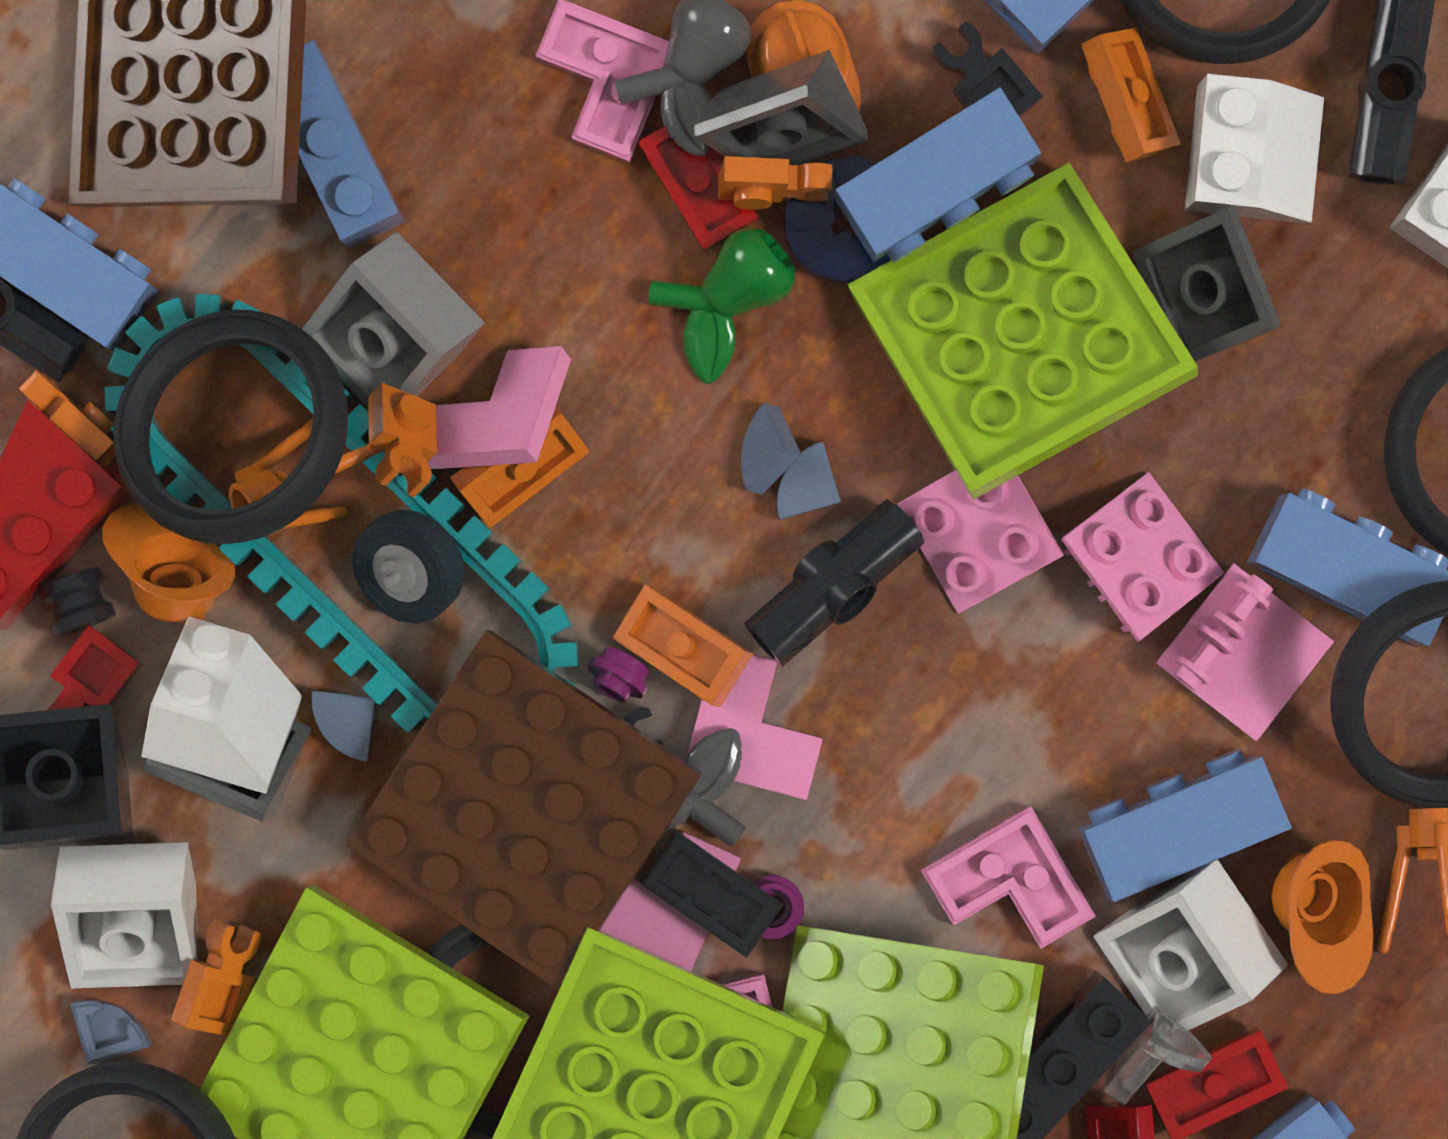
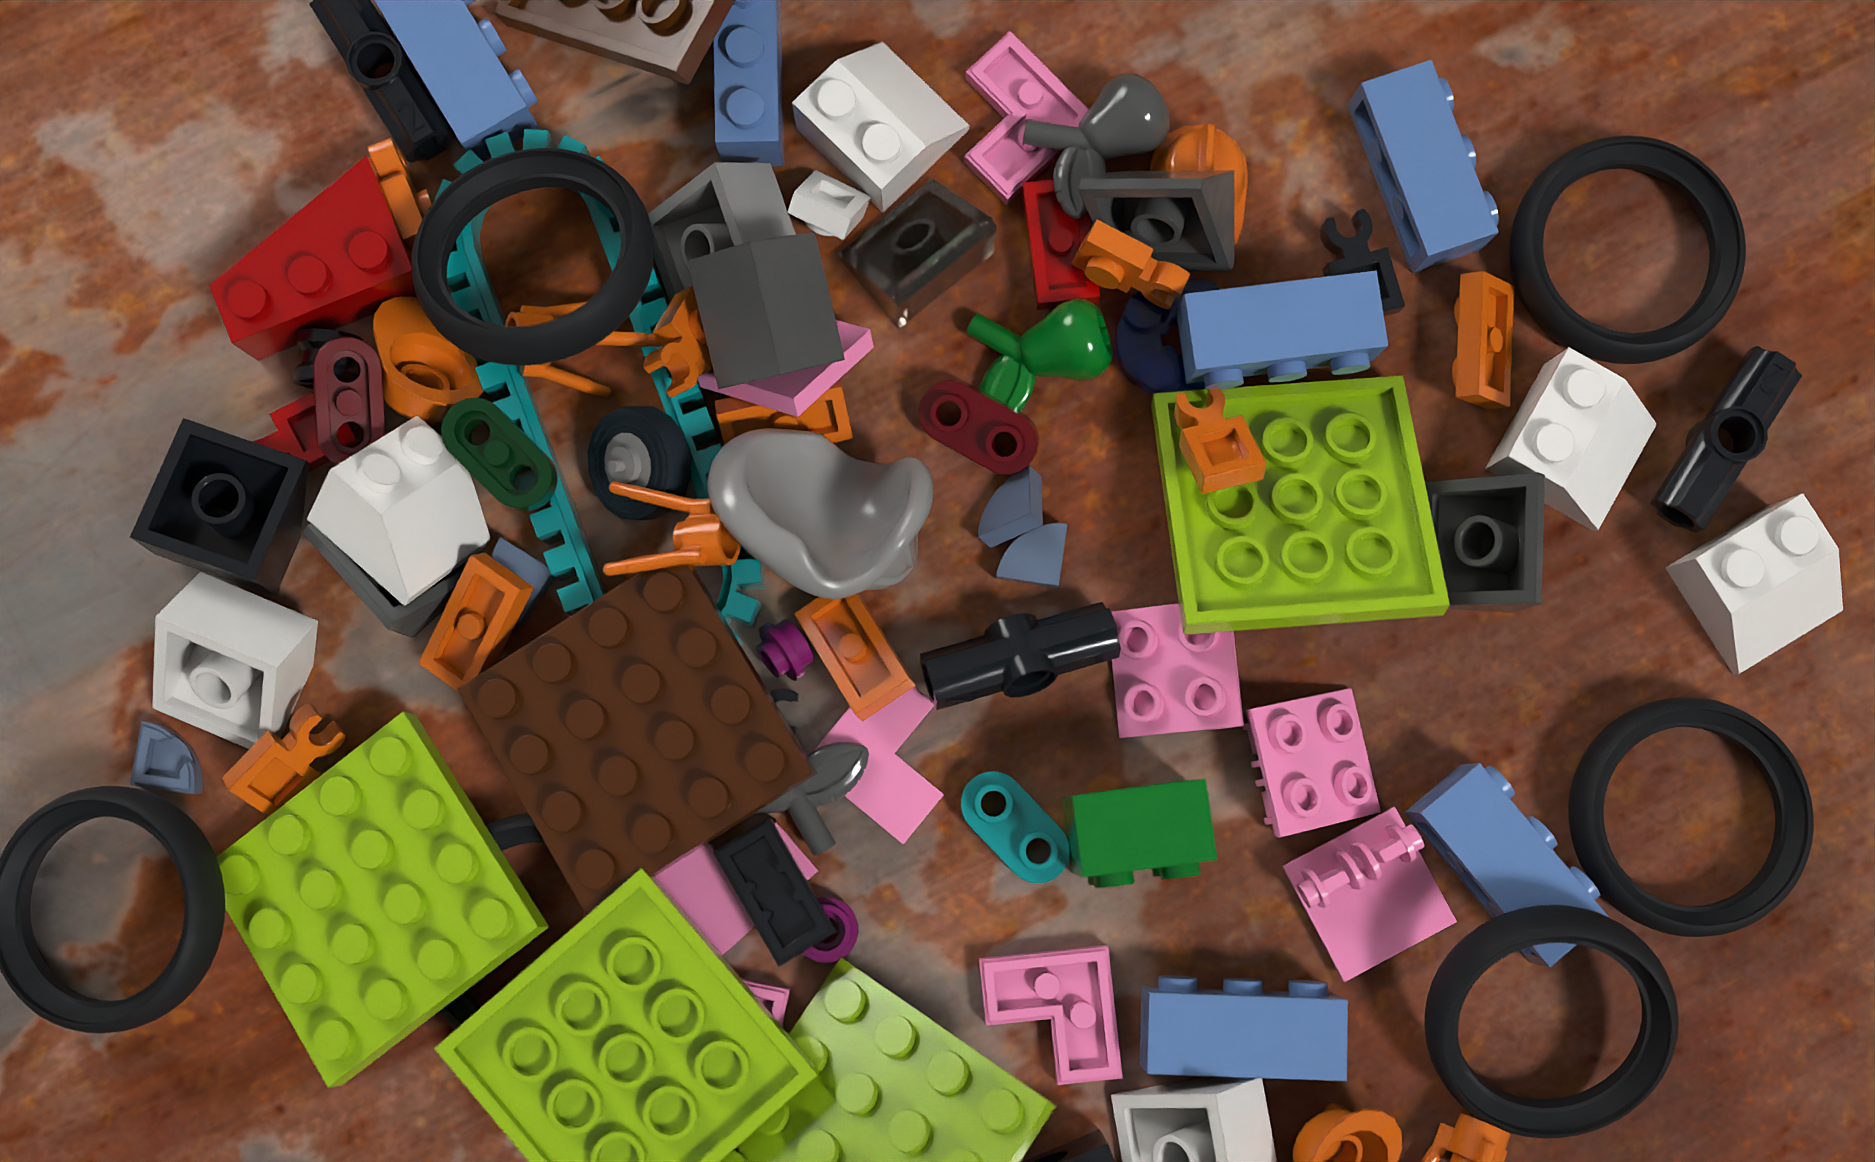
camera: 20 degrees right, 5 degrees down
(121, 631) = (347, 401): none -> dark red plate
(285, 619) = (501, 456): none -> dark green plate
(330, 779) = (475, 621): none -> orange plate
(465, 380) = (765, 309): none -> dark grey slope
(468, 244) = (828, 205): none -> white plate
(477, 142) = (877, 122): none -> white slope
(502, 615) = (696, 541): none -> orange plant
(568, 247) = (920, 250): none -> clear smoke slope
(596, 537) = (820, 513): none -> light grey piece
(701, 386) = (979, 424): none -> dark red plate
(899, 738) = (1015, 827): none -> teal plate
(926, 316) = (1216, 448): none -> orange plate
(1011, 691) = (1139, 829): none -> green brick

